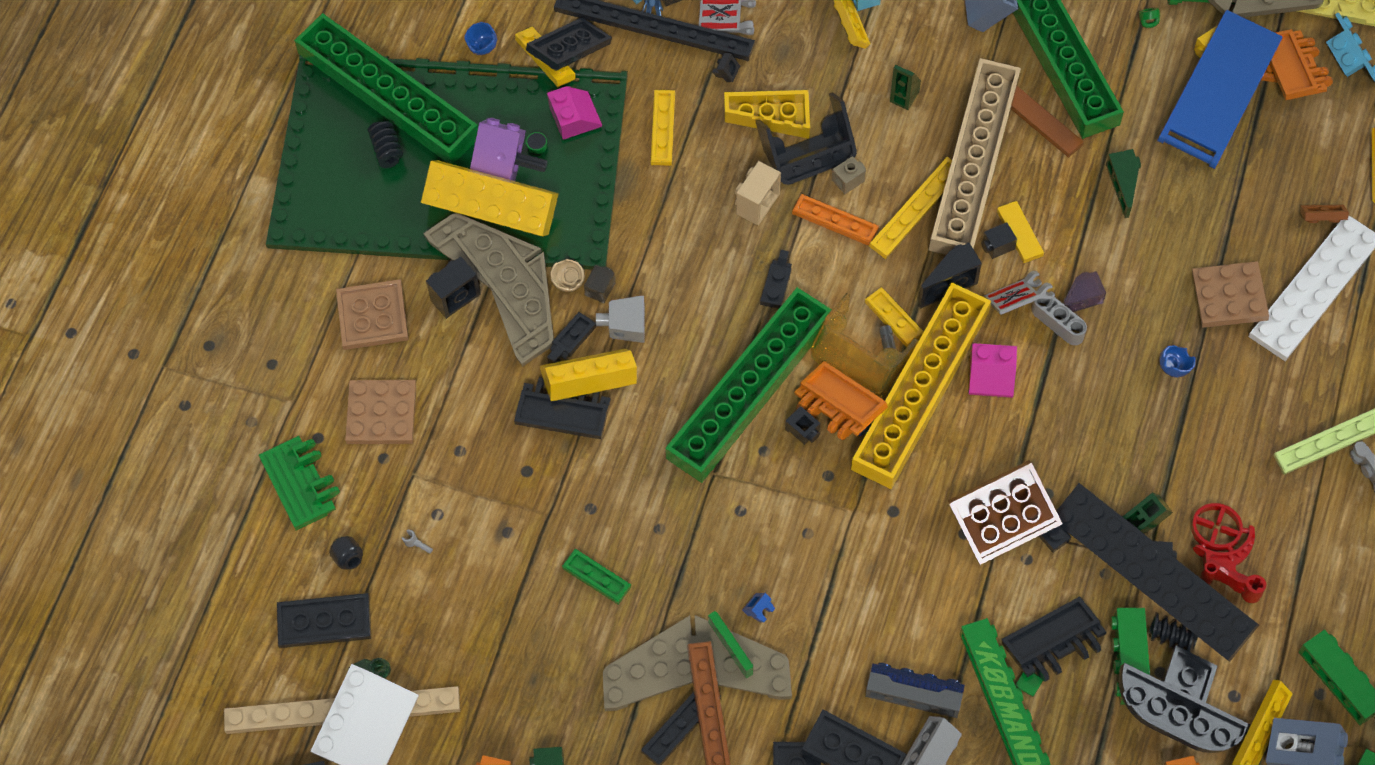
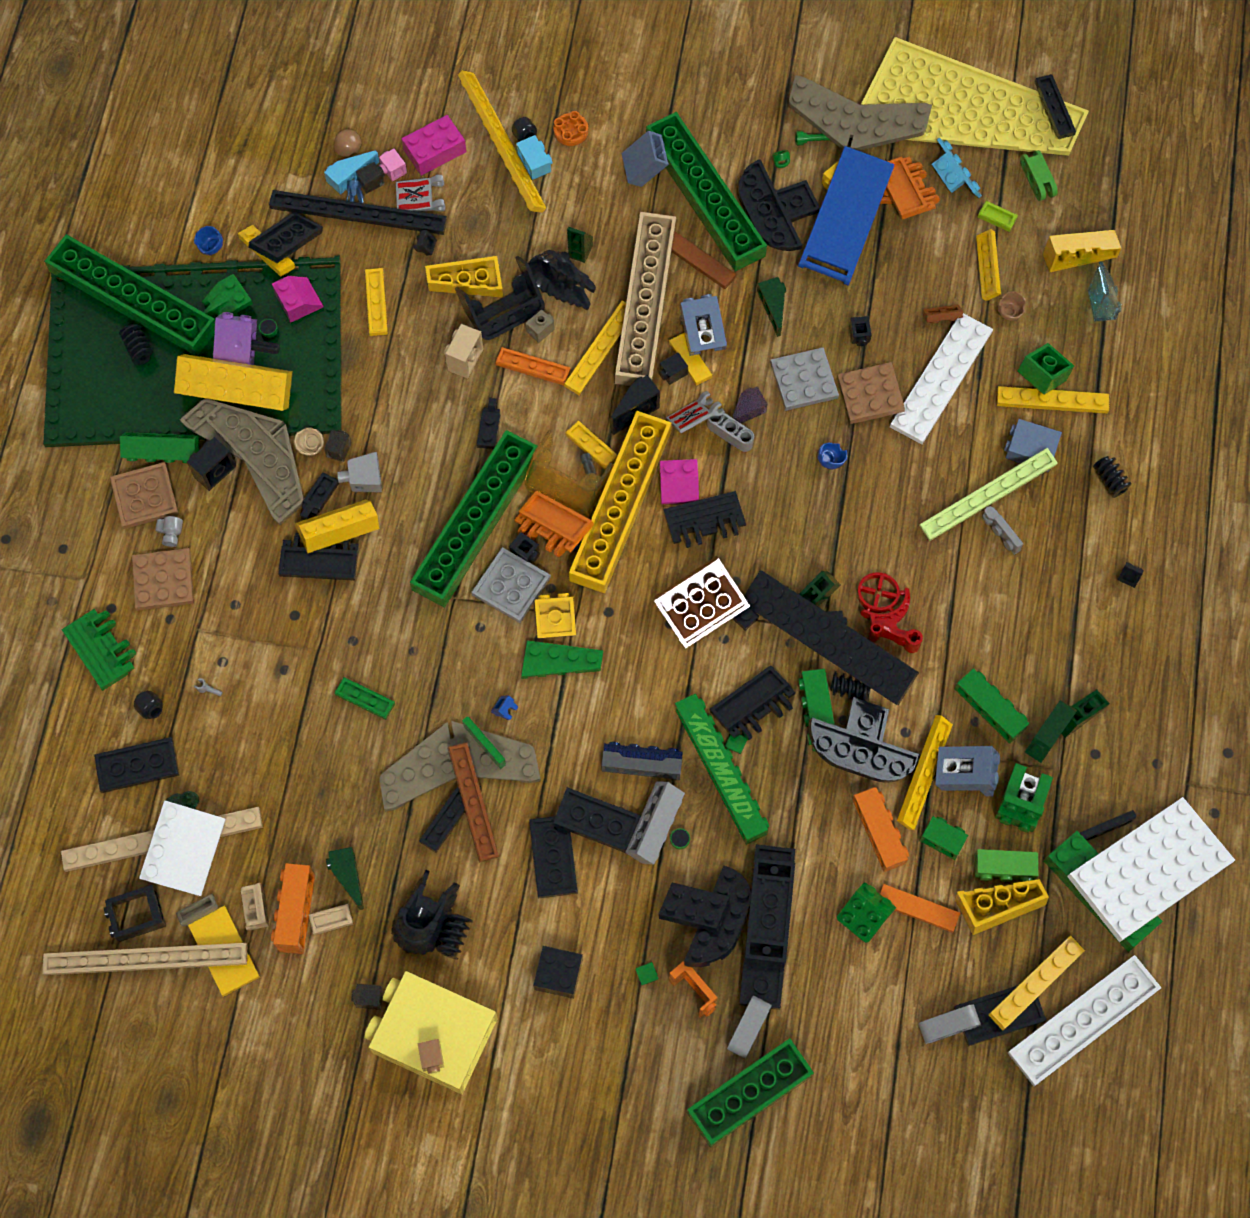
camera: 10 degrees left, 5 degrees up
(394, 261) = (158, 446): none -> green brick
(398, 354) = (171, 527): none -> light grey piece
(494, 101) = (226, 297): none -> green plate
(782, 466) = (511, 585): none -> light grey plate
(820, 557) = (552, 659): none -> green wing
(830, 508) = (555, 616): none -> yellow plate
(877, 121) = (559, 278): none -> black piece
(1018, 414) = (704, 517): none -> black hinge
(1038, 178) = (702, 310): none -> sand blue brick
(1137, 74) = (773, 209): none -> black plate
(1152, 269) = (804, 379): none -> light grey plate
(1224, 221) = (860, 330): none -> black brick

